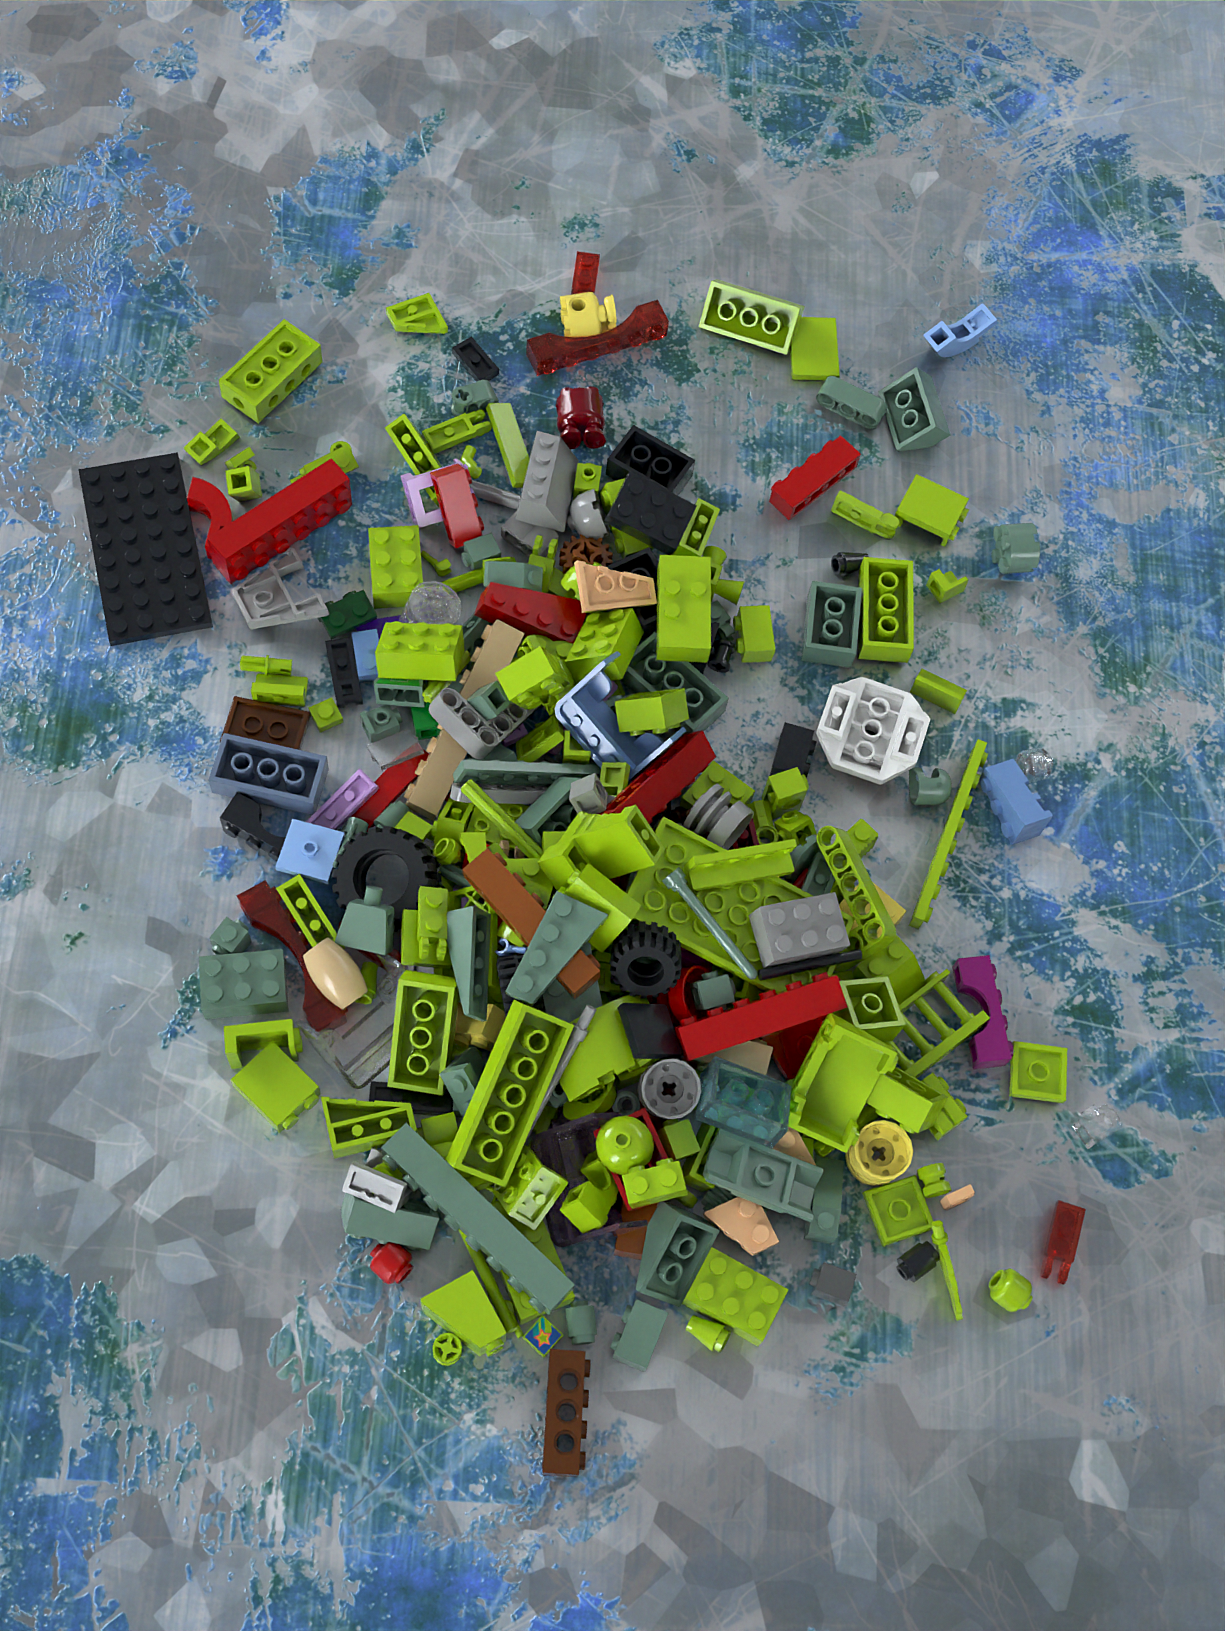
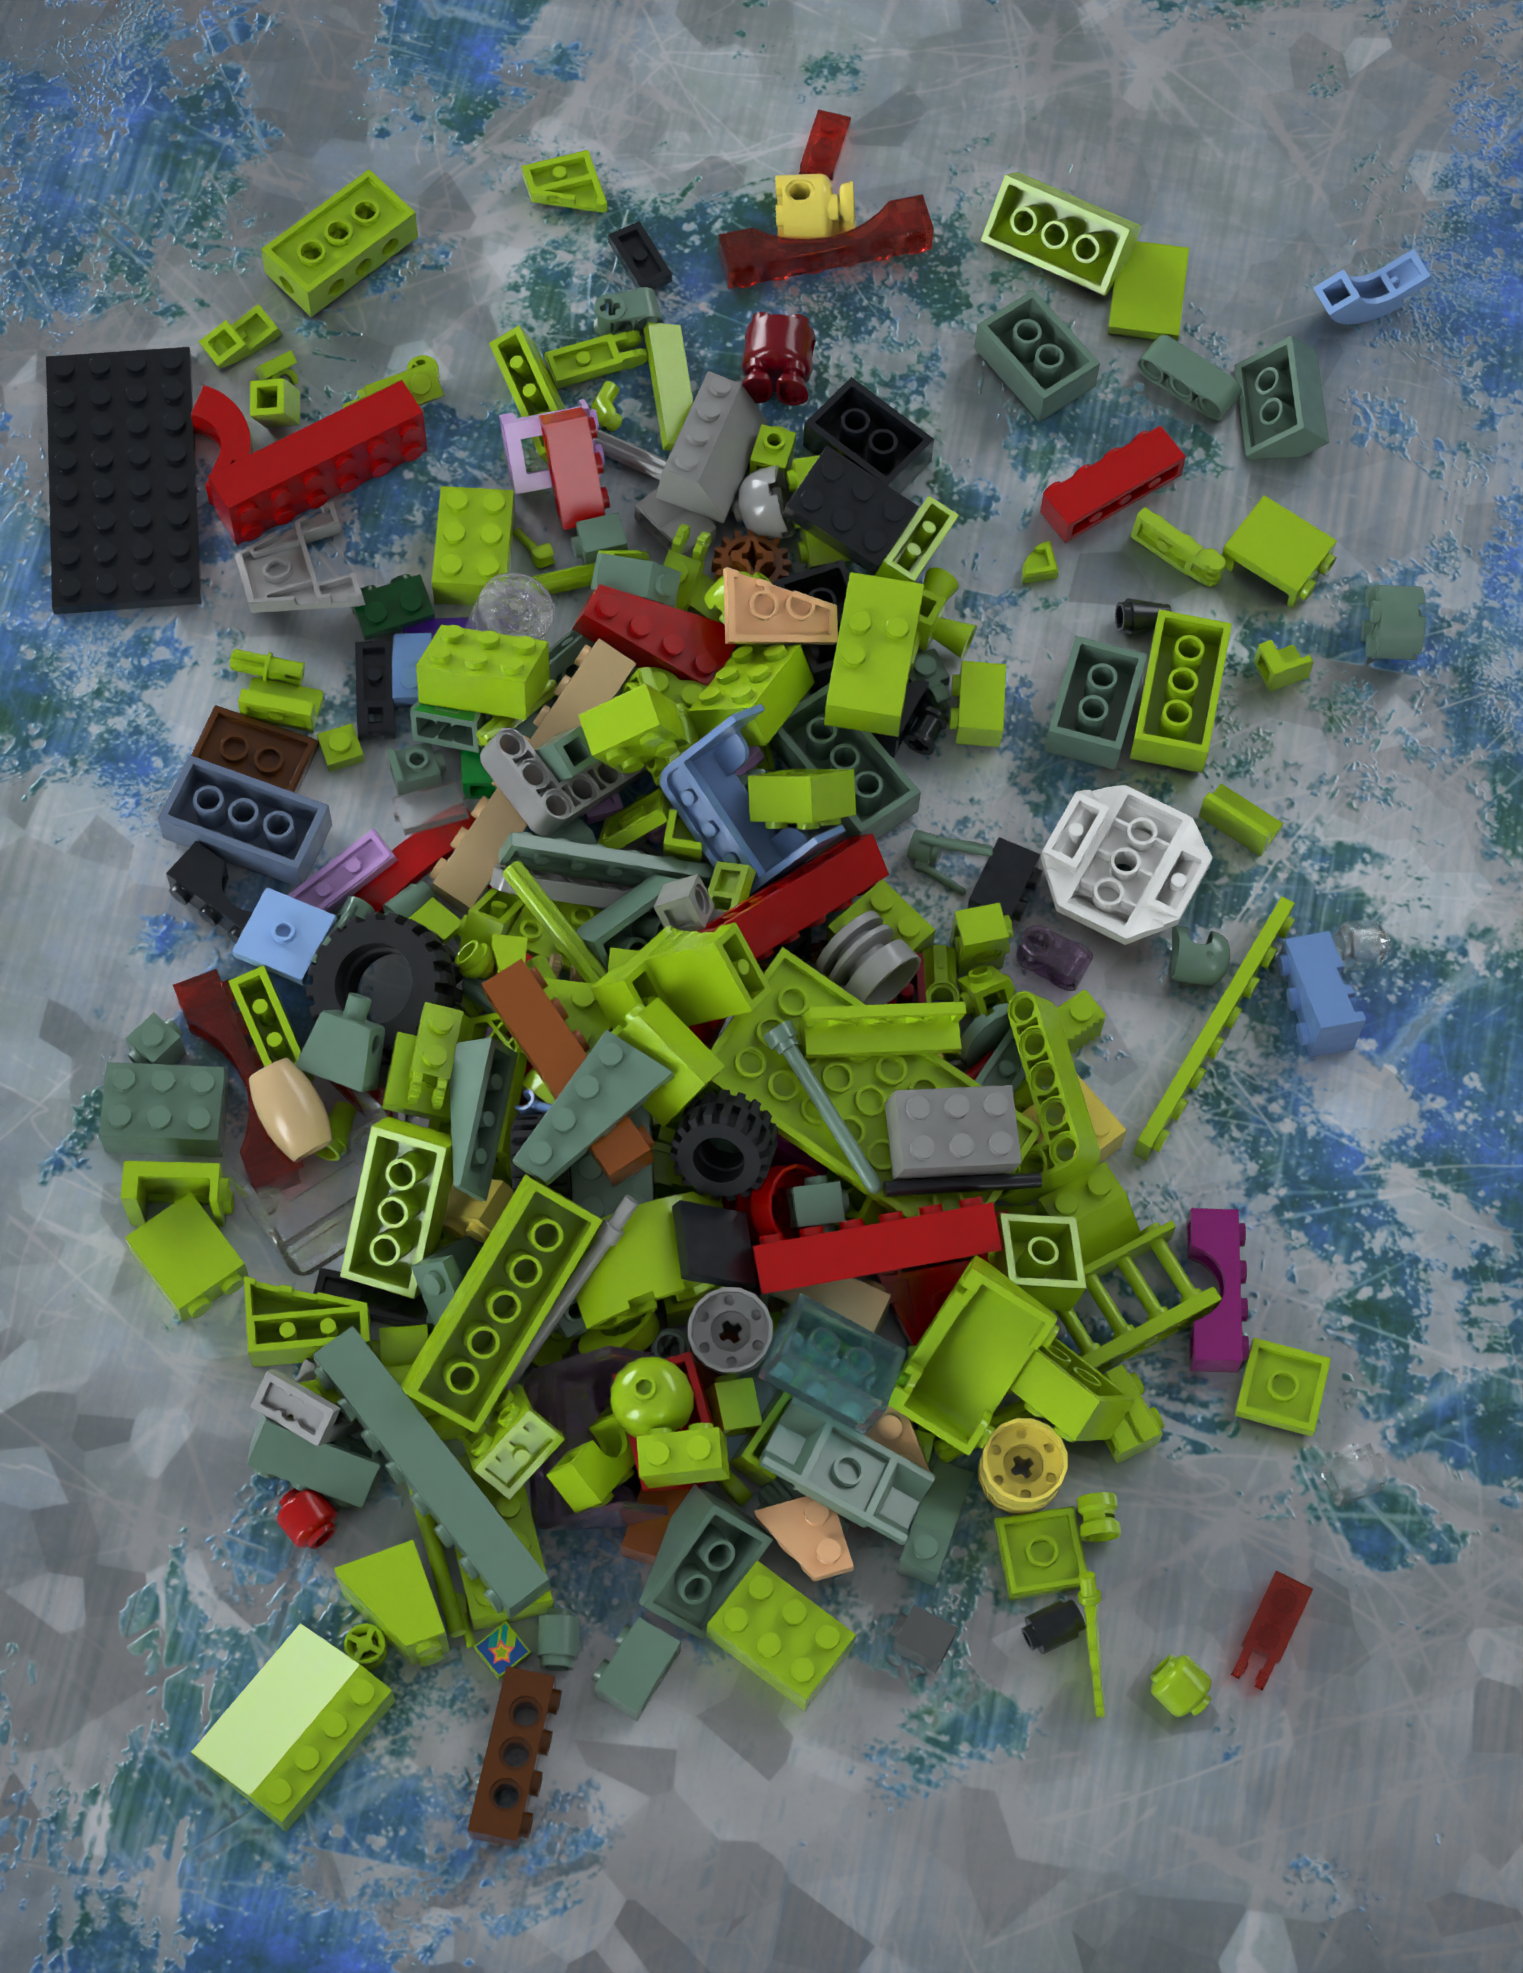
camera: 15 degrees right, 0 degrees up
(404, 1414) = (294, 1726): none -> lime slope
(710, 1333) = (740, 1683): lime cone -> none
(737, 735) = (928, 848): none -> sand green plant
(750, 398) = (1036, 355): none -> sand green brick
(776, 536) = (1040, 564): none -> lime tile
(836, 799) = (1056, 959): none -> clear purple piece
(957, 1197) = (1128, 1545): light nougat tile -> none

